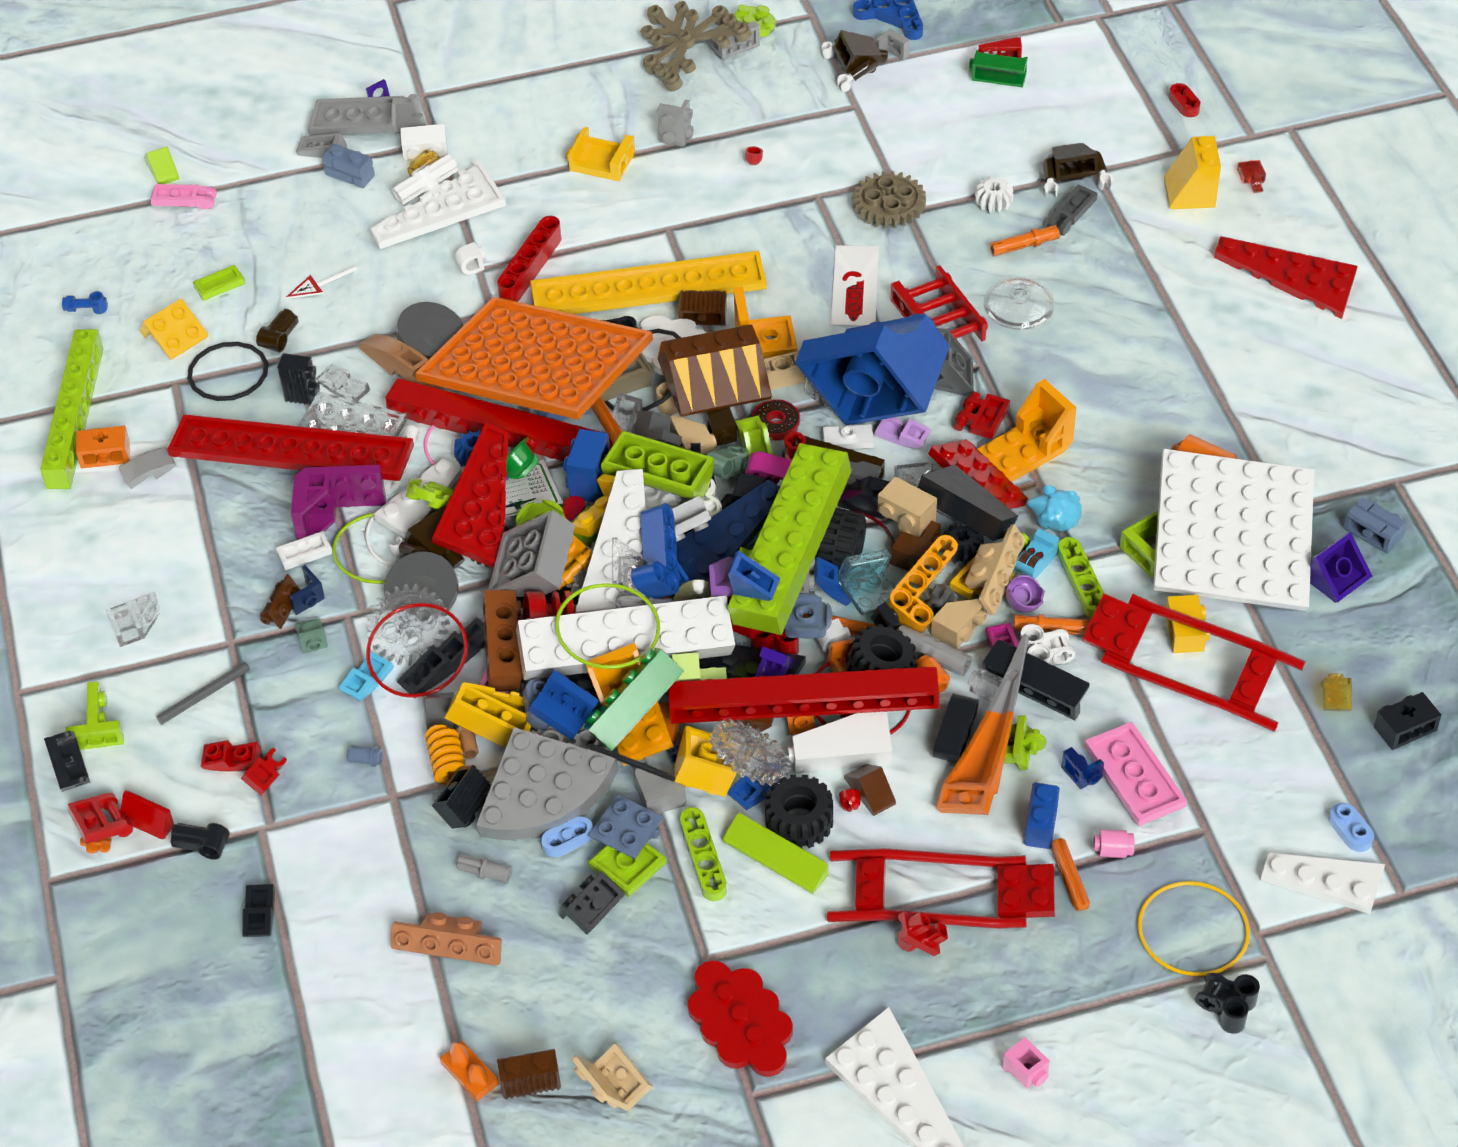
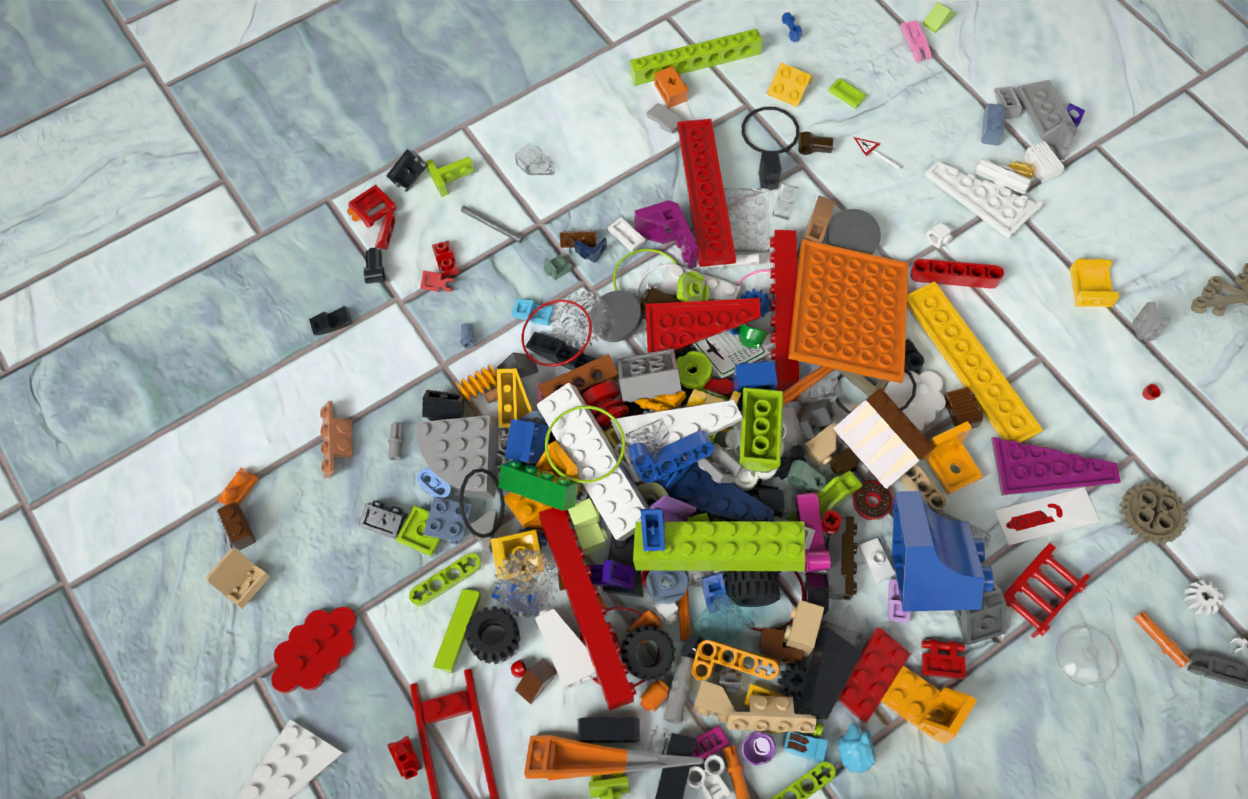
camera: 70 degrees right, 15 degrees up
(804, 265) = (1042, 469): none -> magenta wing

